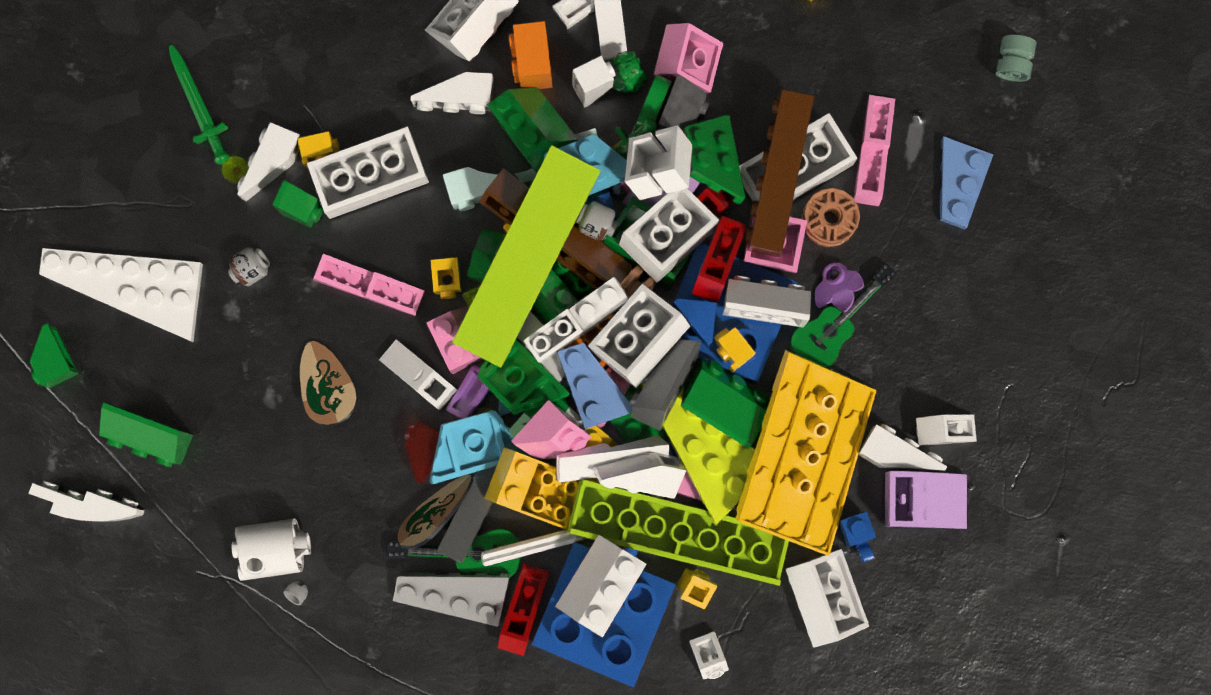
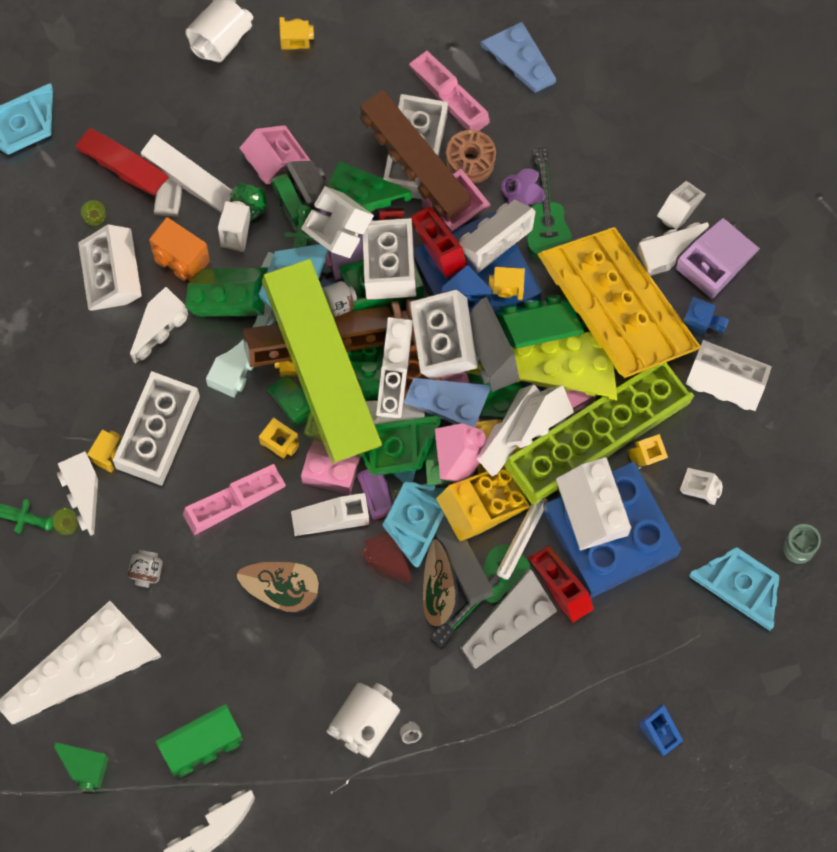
camera: 55 degrees left, 10 degrees down
(298, 205) = (135, 495): green slope -> none

